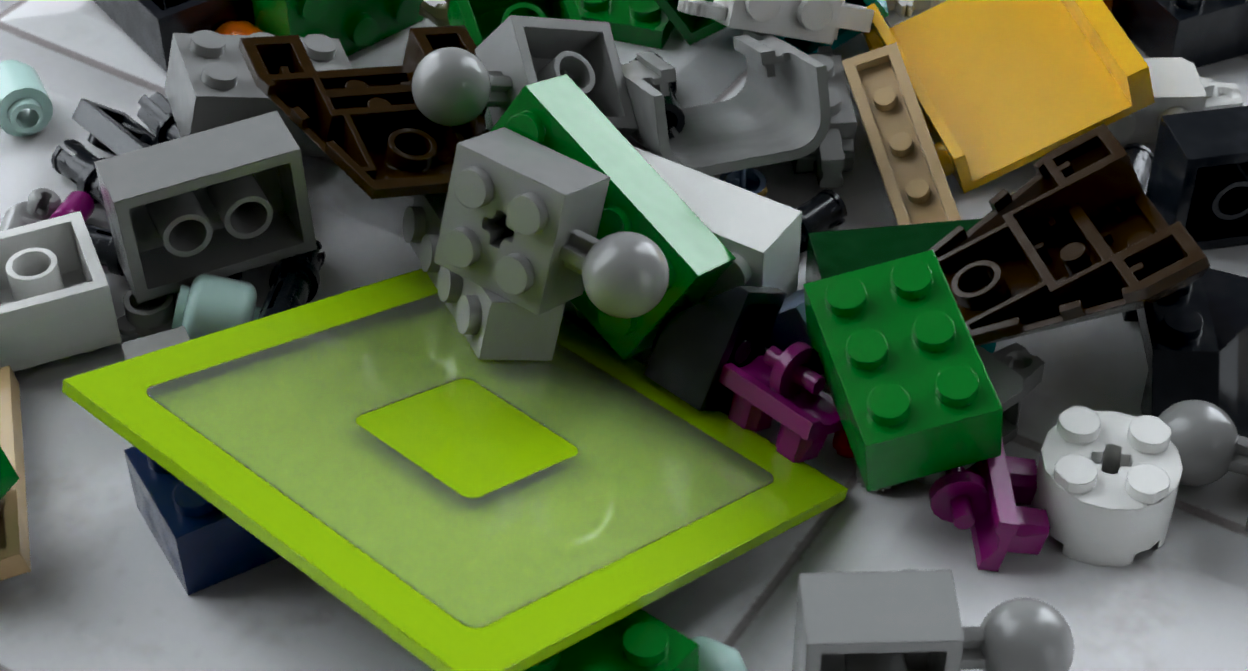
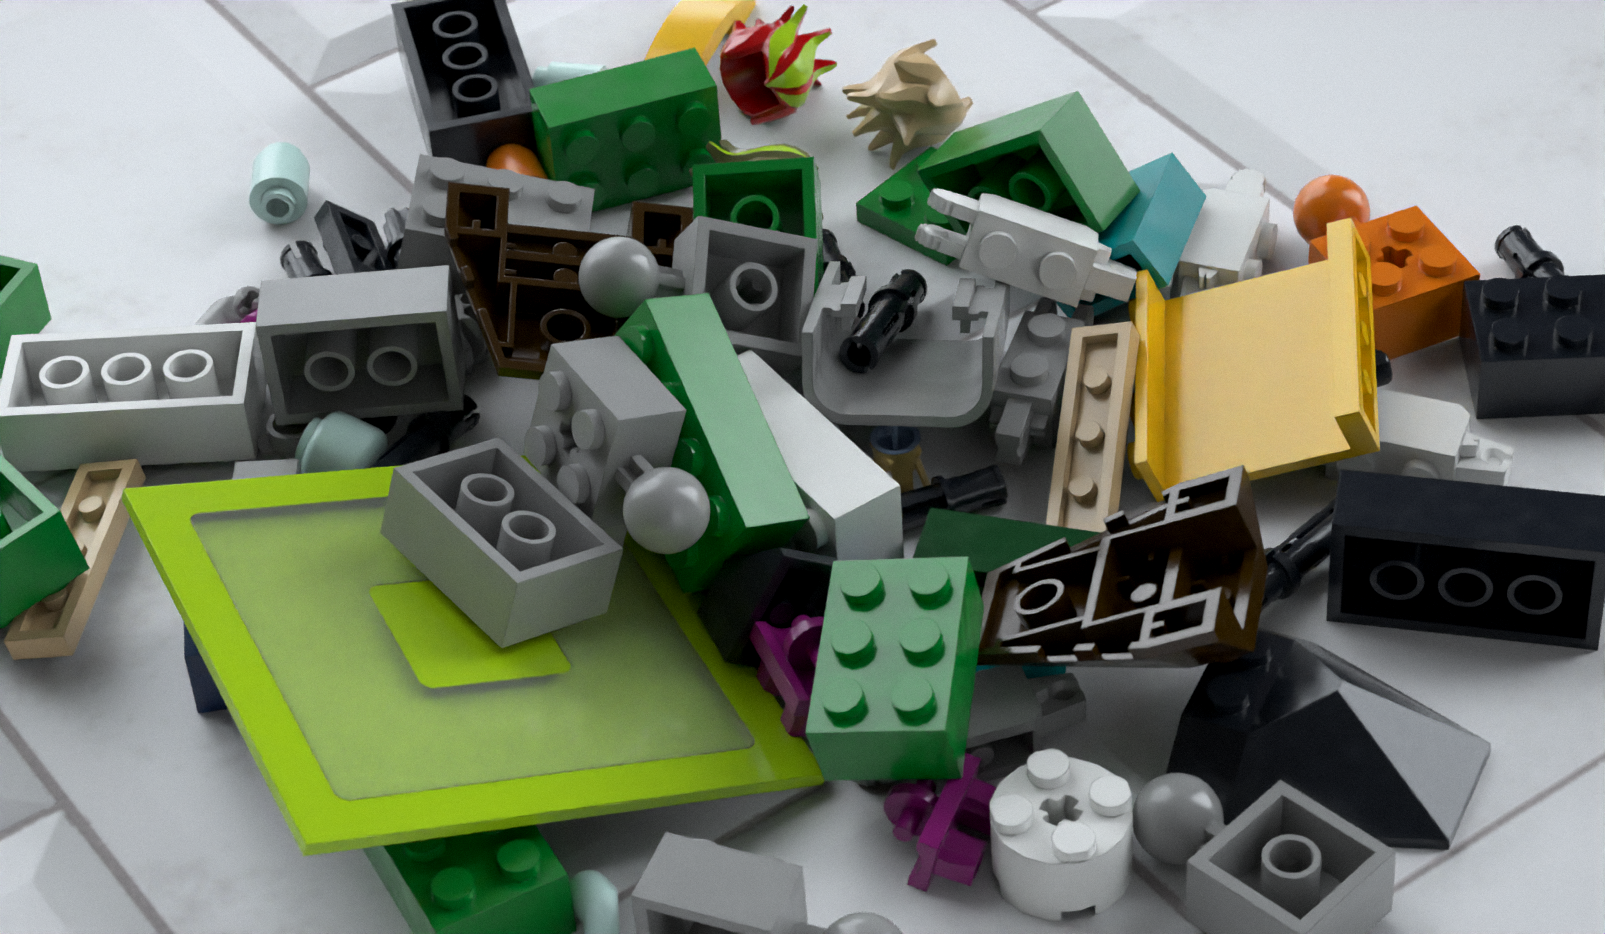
camera: 25 degrees right, 0 degrees up
(463, 345) = (500, 541): none -> light grey brick

